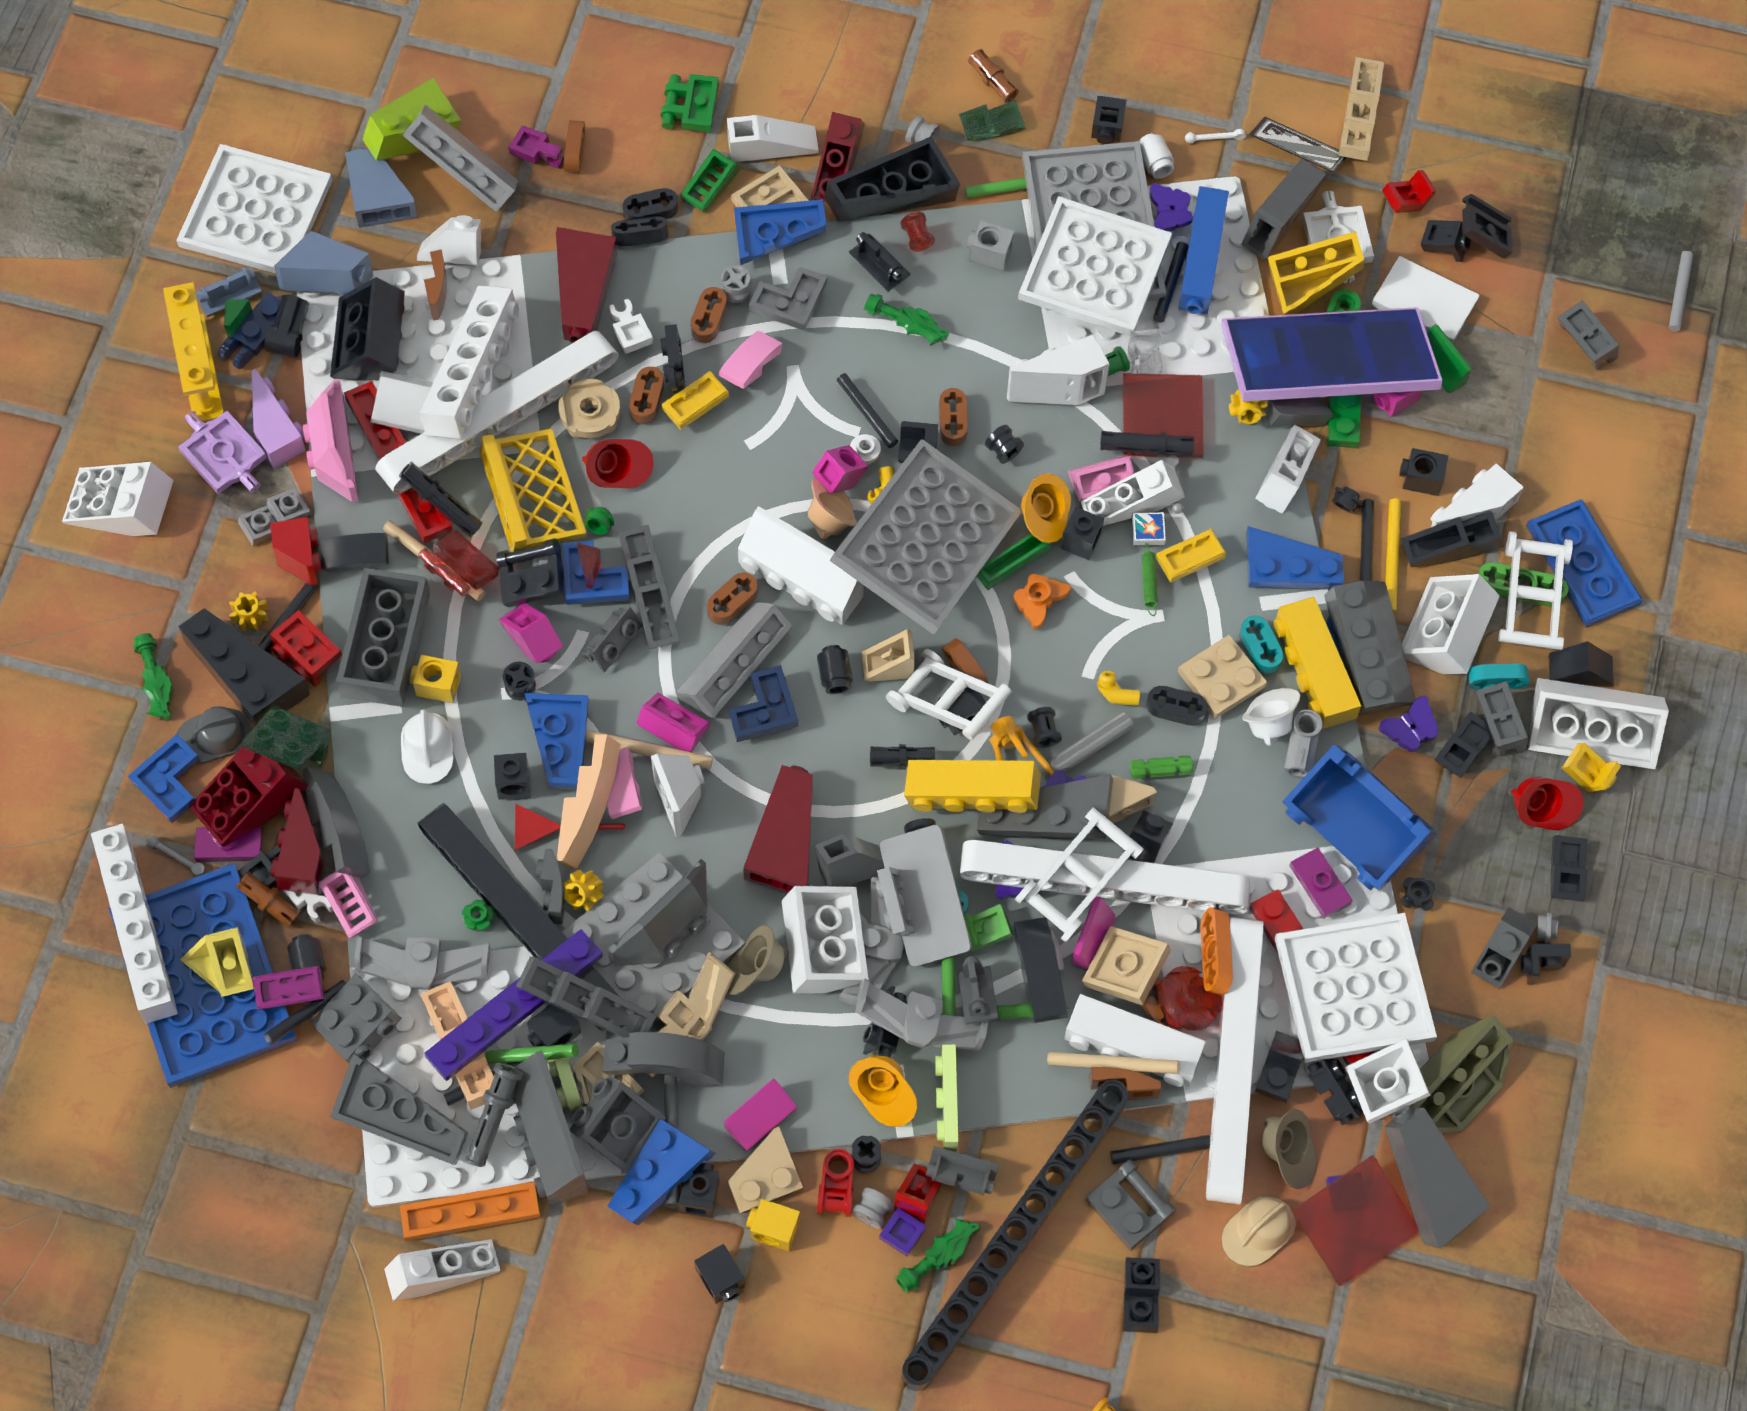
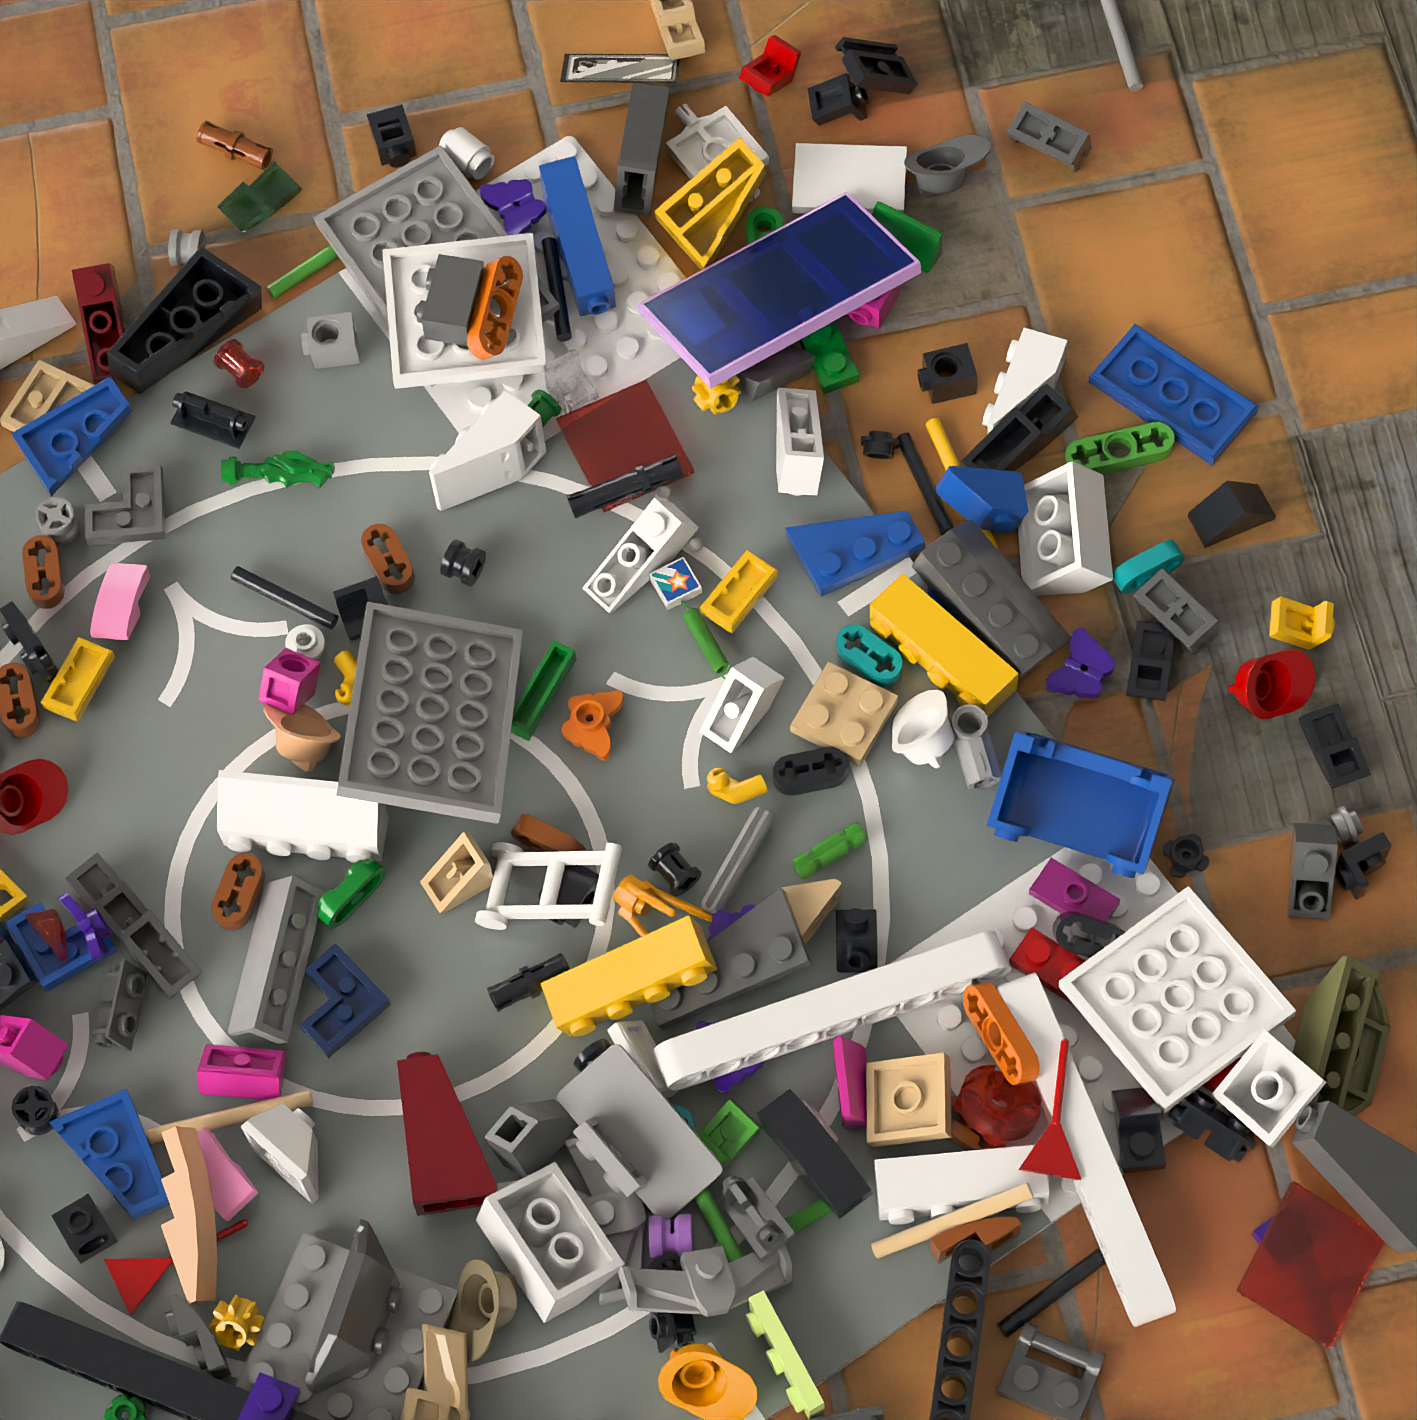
camera: 20 degrees left, 0 degrees up
(599, 520) = (35, 874): green plate -> none
(619, 572) = (92, 925): none -> dark purple animal
(818, 633) = (360, 882): none -> green plate
(835, 669) = (400, 917): black brick -> none
(910, 976) = (670, 1235): none -> medium lavender wheel
(955, 834) = (640, 1046): none -> white tile
(1031, 890) = (760, 1068): white piece -> none
(1046, 507) = (549, 614): light orange piece -> none
(1082, 533) = (604, 624): black brick -> none
(1089, 254) = (450, 298): none -> dark grey brick
(1099, 476) = (589, 549): bright pink slope -> none
(1104, 275) = (483, 317): none -> orange beam
(1151, 634) = (741, 703): none -> white slope
(1209, 1049) = (1052, 1151): none -> red piece
(1238, 134) = (546, 87): white hinge -> none
(1258, 1231) = (1208, 1332): tan piece -> none
(1290, 1144) = (1195, 1216): dark tan piece -> none
(1318, 905) = (1088, 924): none -> black beam
(1404, 571) = (986, 496): none -> blue slope
(1501, 320) = (946, 164): none -> dark grey piece
(1563, 556) = (1149, 395): white piece -> none
(1610, 721) = (1296, 558): white slope -> none

